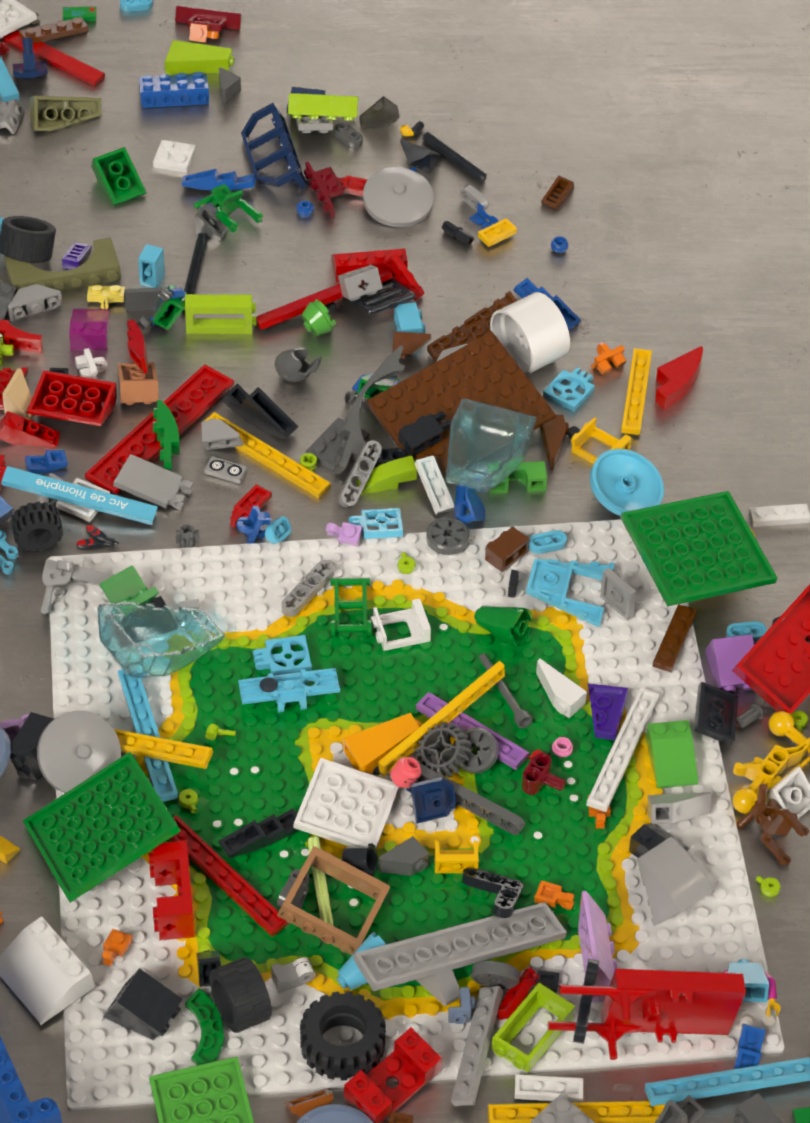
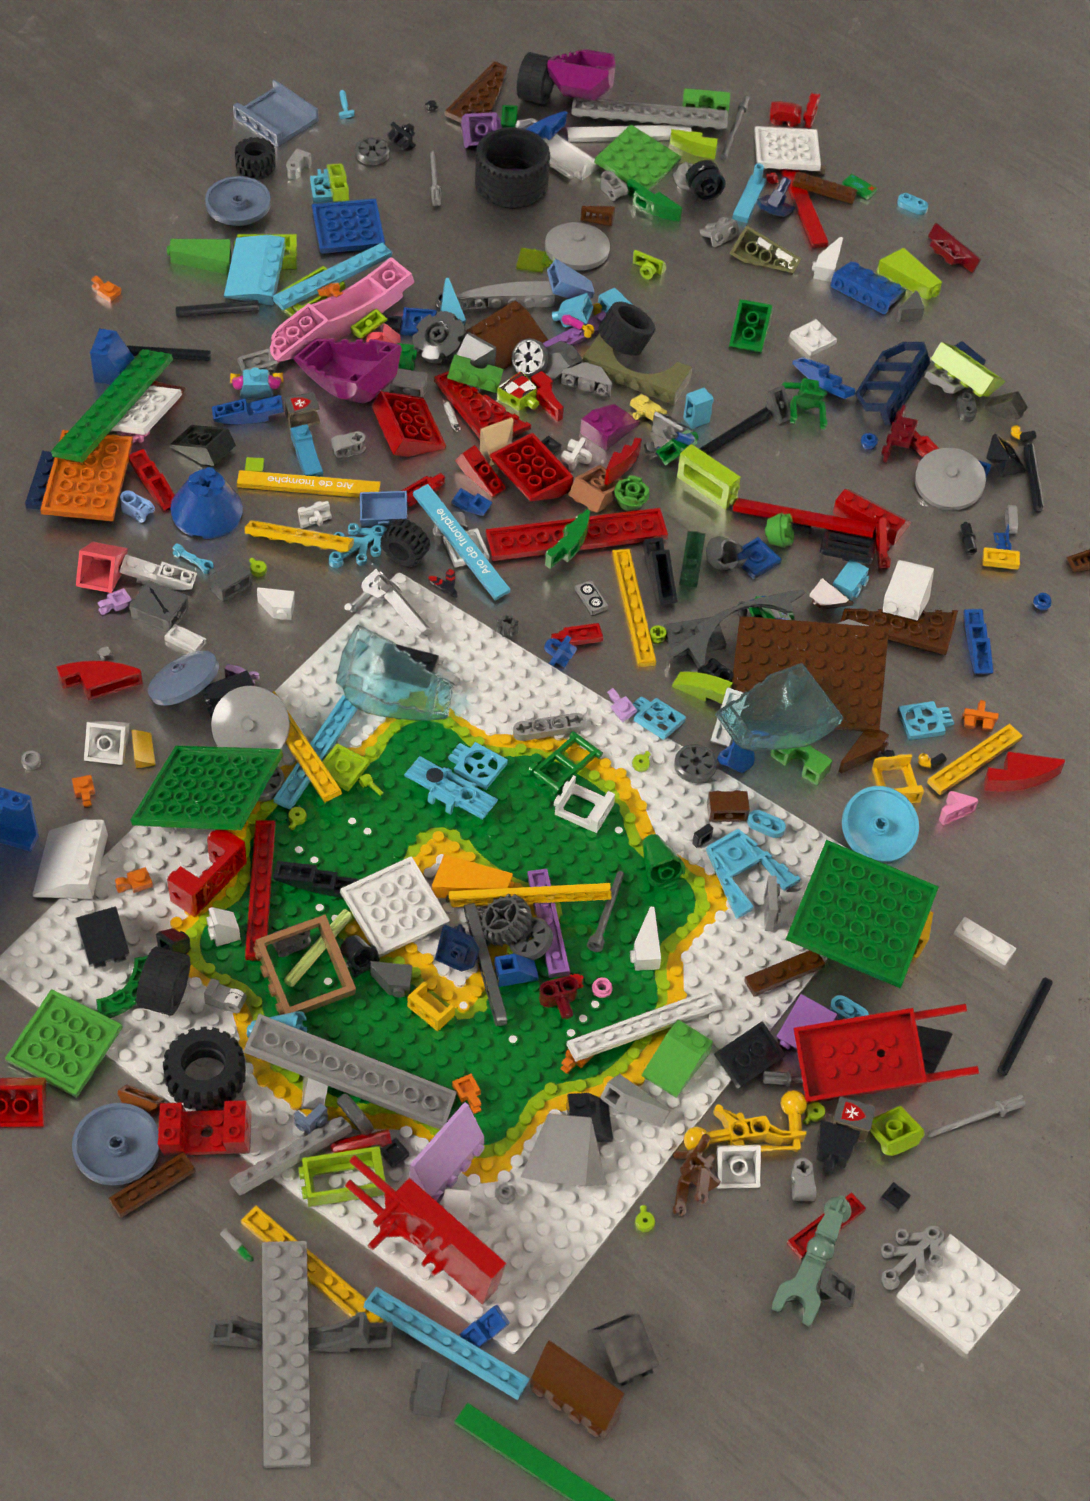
camera: 40 degrees right, 5 degrees up
(75, 255) = (649, 366): slope -> none
(124, 91) = (827, 261): none -> white slope
(127, 587) = (411, 632): green bracket -> none
(152, 483) = (525, 568): light grey tile -> none
(172, 367) = (631, 493): none -> bright green cone
(184, 729) = (345, 766): none -> lime plate
(200, 33) = (934, 256): plate -> none
(219, 435) = (609, 566): light grey slope -> none
(232, 923) = (222, 926): none -> white slope
(271, 384) = (692, 559): none -> clear green slope
(278, 530) = (574, 668): medium azure plate -> none
(323, 347) = (759, 558): none -> blue tile
(350, 281) = (845, 520): light grey brick -> none
(359, 473) = (678, 665): light grey beam -> none
(405, 772) = (457, 914): coral head -> none
(423, 433) = (753, 670): black hinge -> none
(464, 298) = (908, 590): none -> white slope
(488, 782) = (514, 970): none -> blue slope
(508, 889) = (441, 1060): black beam -> none
(532, 331) = (925, 652): white wheel -> none
(548, 1088) = (310, 1230): white plate -> none
(585, 1002) = (373, 1197): black beam -> none
(607, 416) = (925, 761): none -> arm
(607, 709) = (668, 985): dark purple wing -> none
(656, 949) = (501, 1197): none -> light grey plate
(661, 432) = (958, 806): none -> bright pink slope
(758, 984) = (533, 1278): medium azure torso -> none

